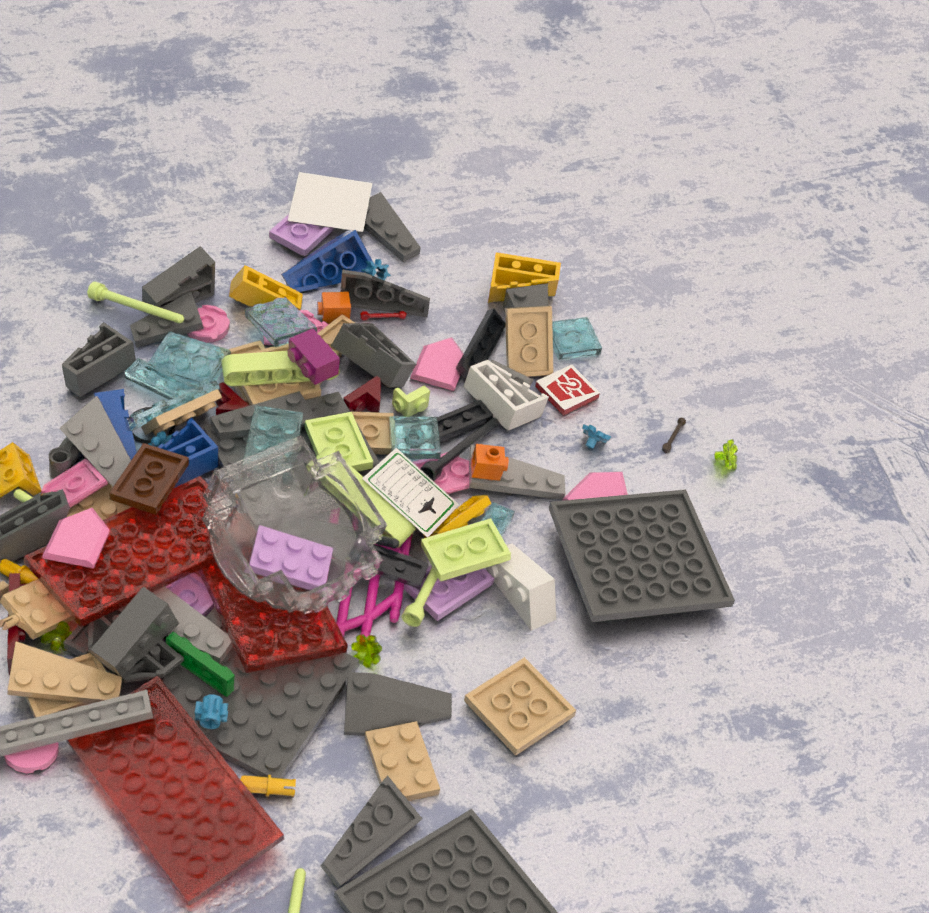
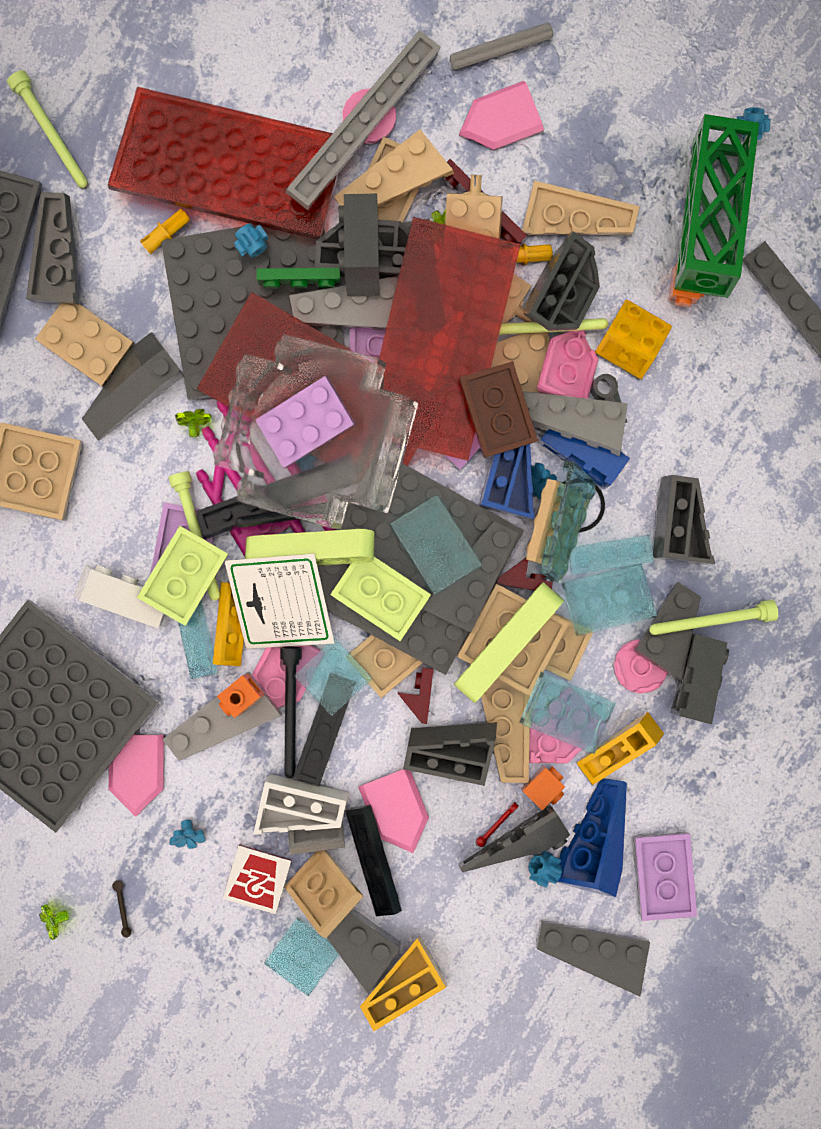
camera: 145 degrees right, 40 degrees up
(78, 539) = (494, 297): bright pink tile -> none
(313, 356) = (478, 662): magenta brick -> none
(330, 202) = (670, 930): white sticker -> none
(411, 403) = (372, 732): yellowish green bracket -> none

